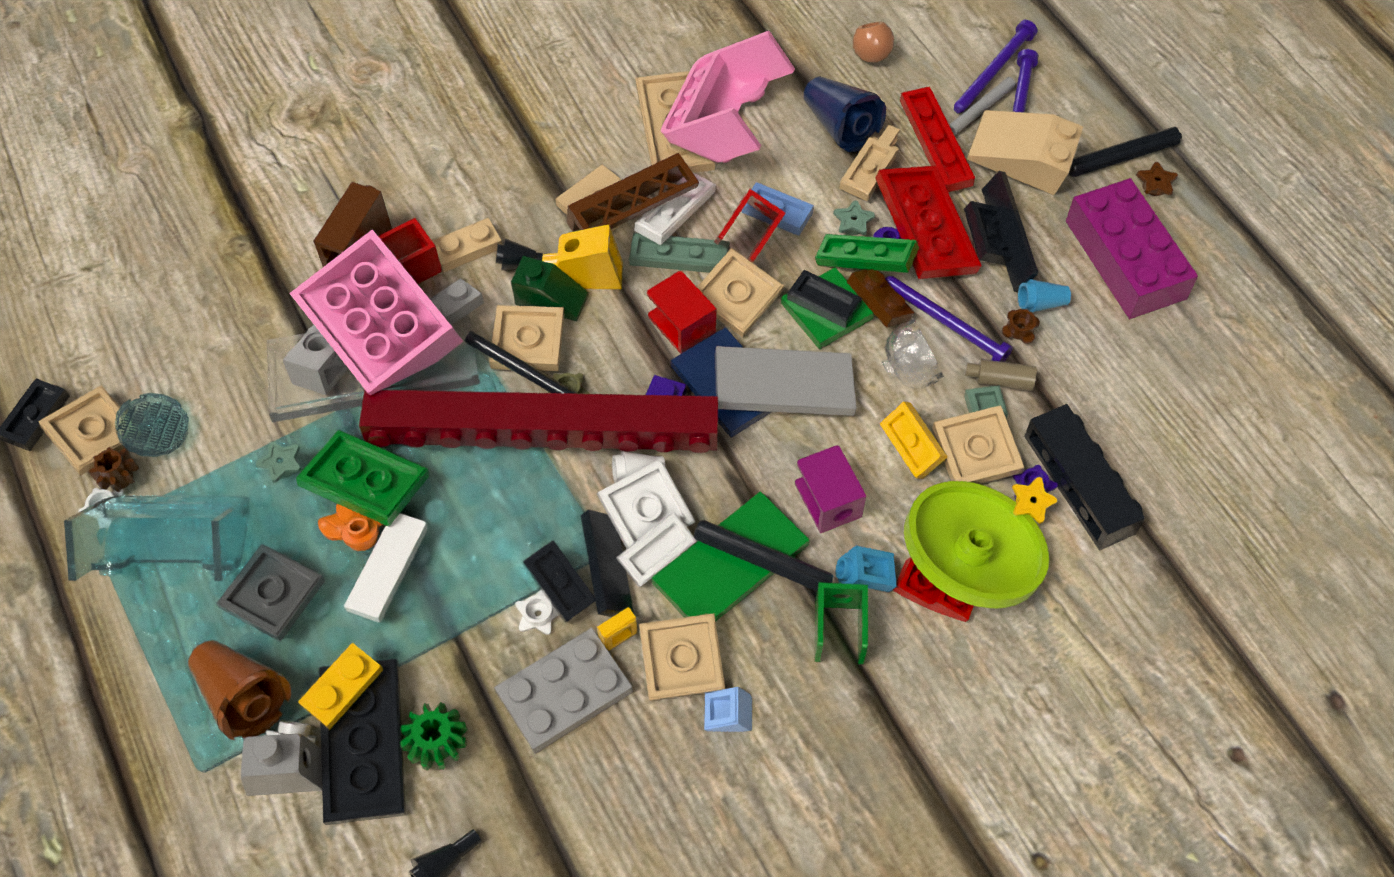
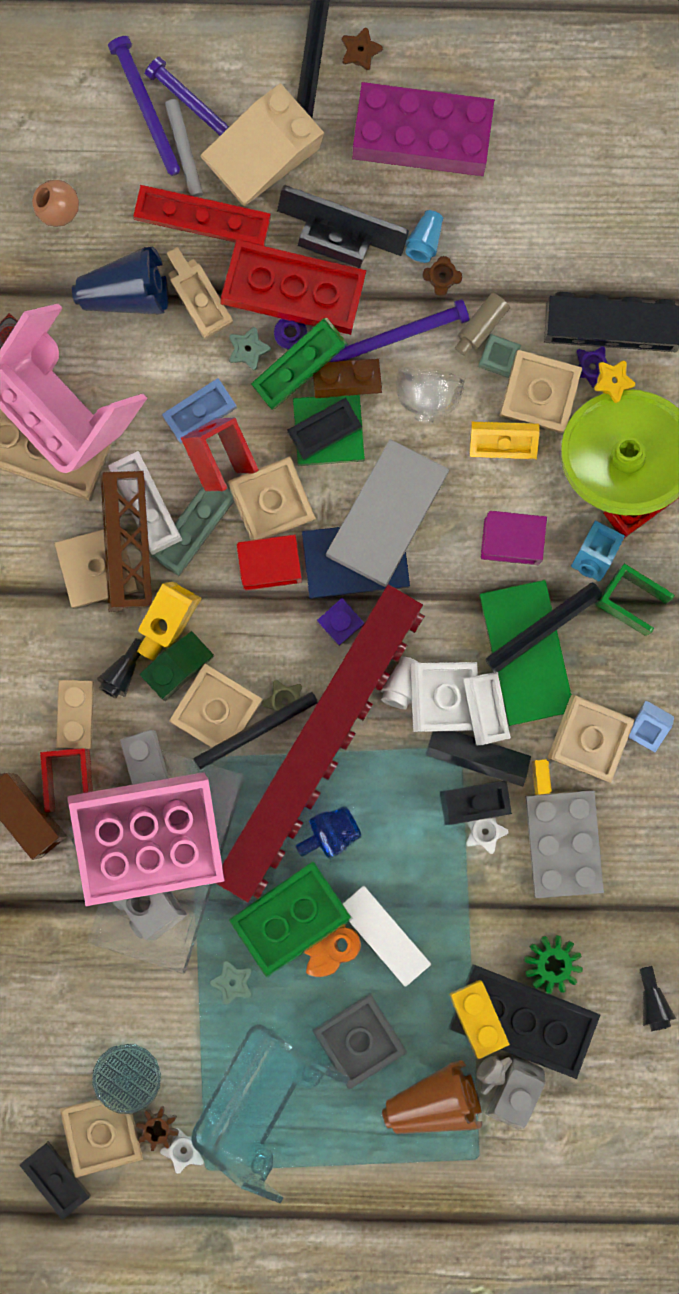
camera: 65 degrees left, 25 degrees up
(463, 473) = (332, 833): none -> clear blue piece

